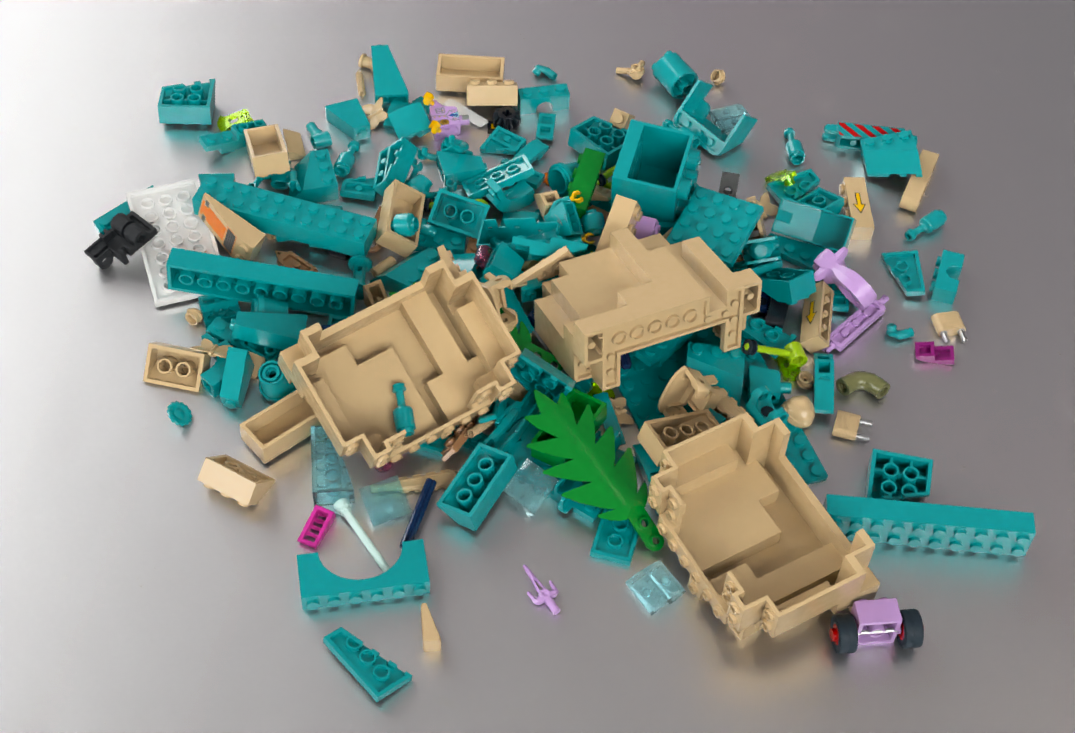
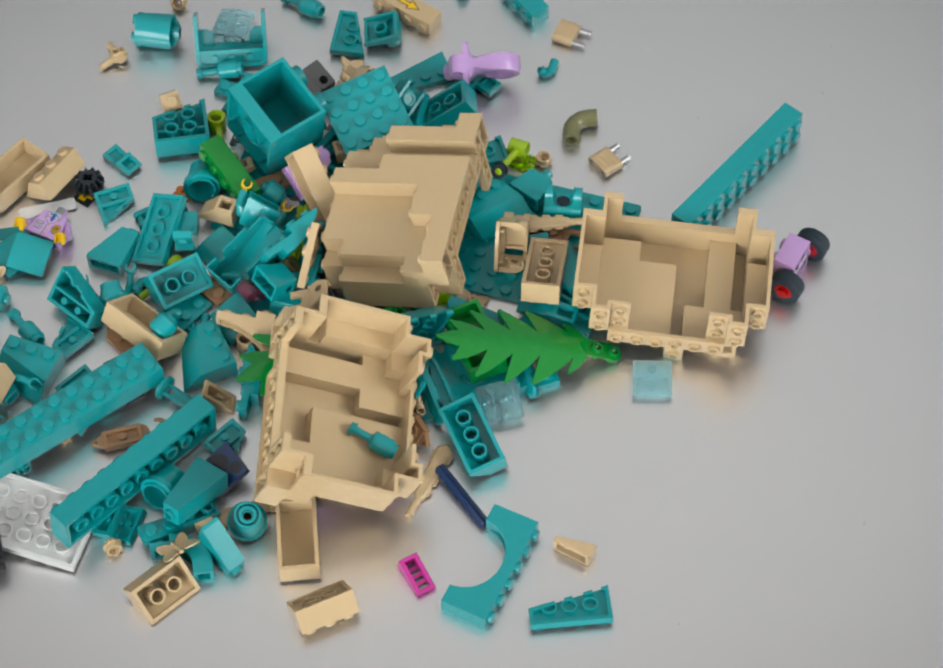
camera: 50 degrees left, 5 degrees up
(179, 413) = (216, 613): teal piece -> none
(232, 231) = (51, 461): tan slope -> none
(329, 471) = (367, 533): clear light blue wedge -> none
(344, 509) = (415, 545): light aqua piece -> none
(383, 266) = (178, 373): tan axle -> none
(385, 500) = (430, 511): clear light blue slope -> none
(448, 145) = (89, 242): teal piece -> none
(532, 97) = (96, 130): teal arch -> none
(533, 150) = (143, 189): teal slope -> none
(544, 595) = (602, 455): lavender piece -> none
(545, 70) = (54, 118): teal arm -> none
(614, 541) = (589, 380): teal tile -> none
(783, 175) = (339, 31): clear neon green piece -> none
(800, 411) = (572, 178): tan hat -> none
(813, 225) = (409, 47): teal piece -> none
(817, 318) = (498, 112): tan brick -> none
(823, 383) = (559, 147): teal slope -> none
(855, 325) = (521, 99): lavender plate -> none
(897, 476) = (681, 164): teal wedge -> none
(906, 270) = (495, 22): teal wing -> none
(934, 354) = (587, 61): magenta slope -> none

